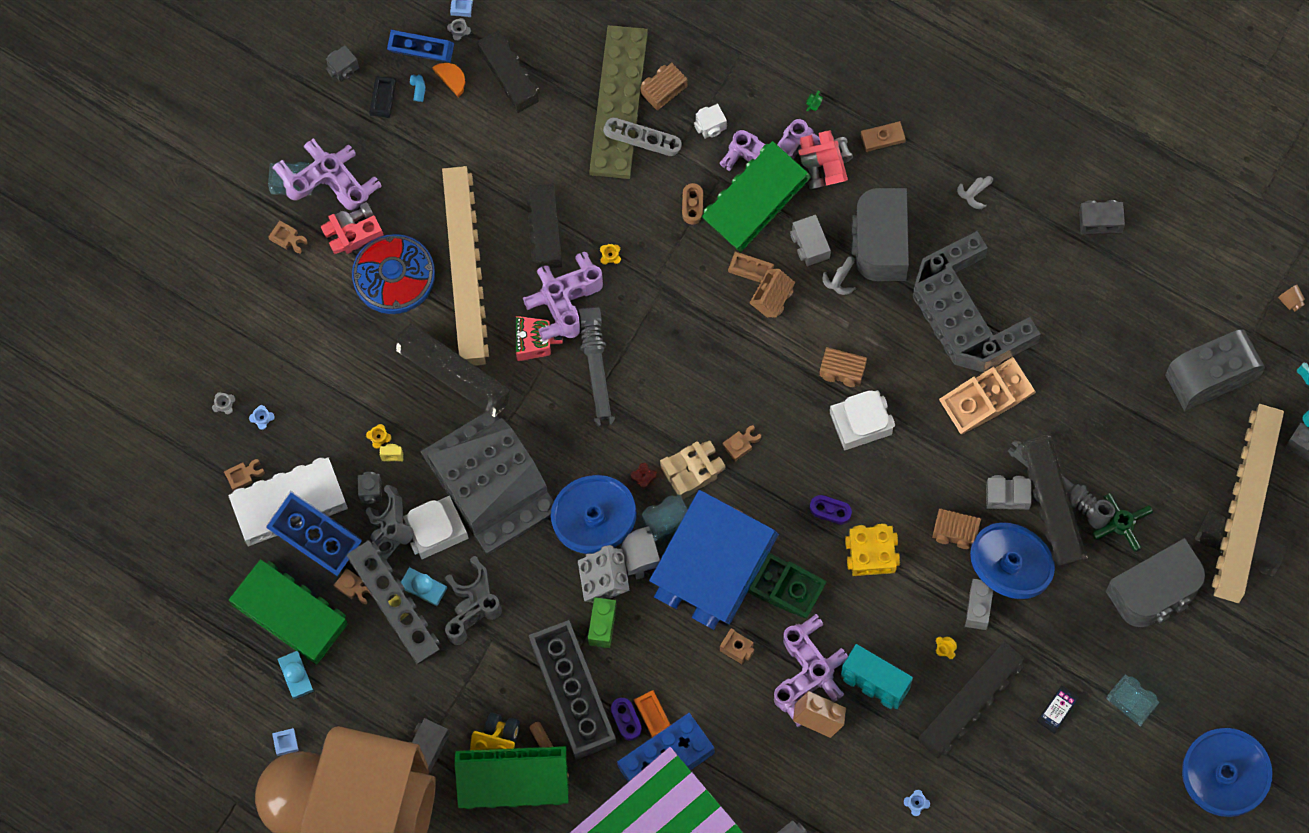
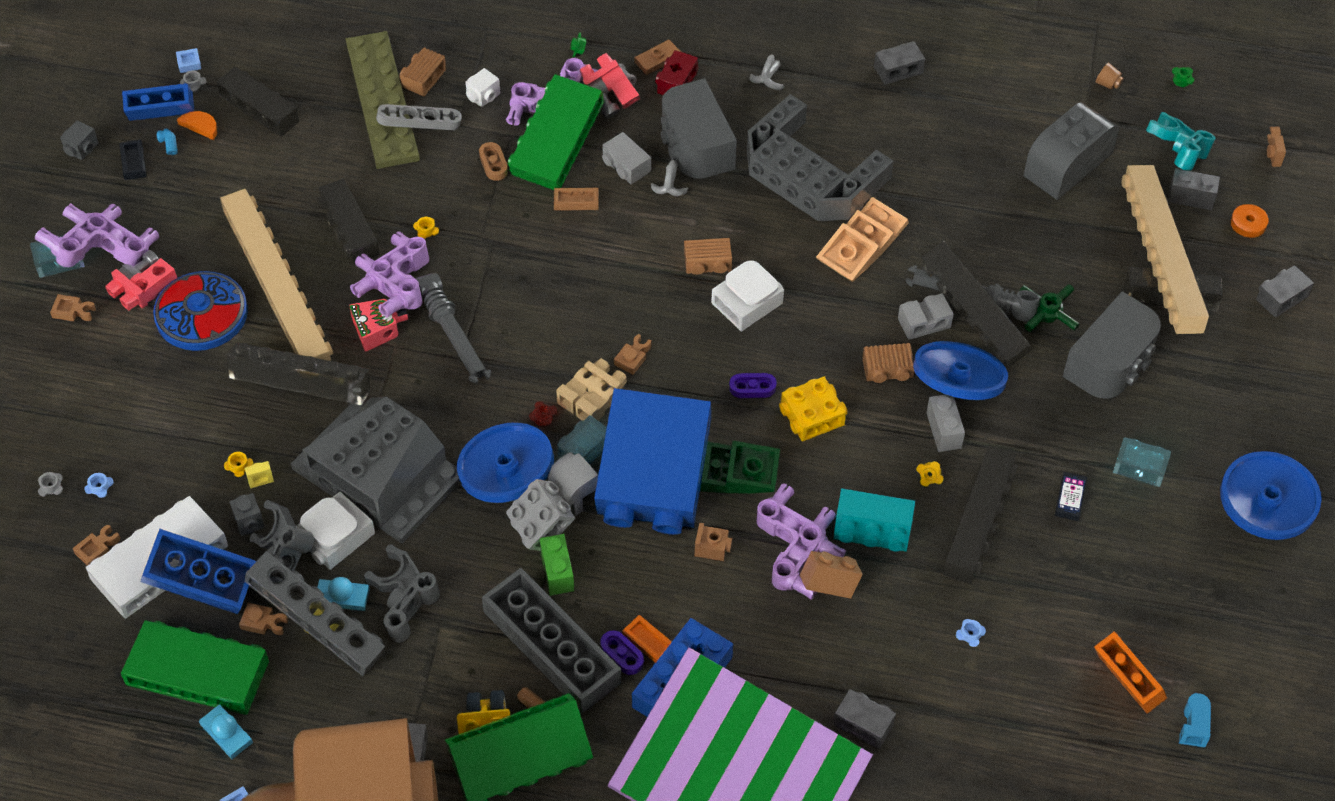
camera: 25 degrees left, 15 degrees down
(772, 293) = (608, 211): medium nougat brick -> none
(887, 174) = (677, 70): none -> dark red brick

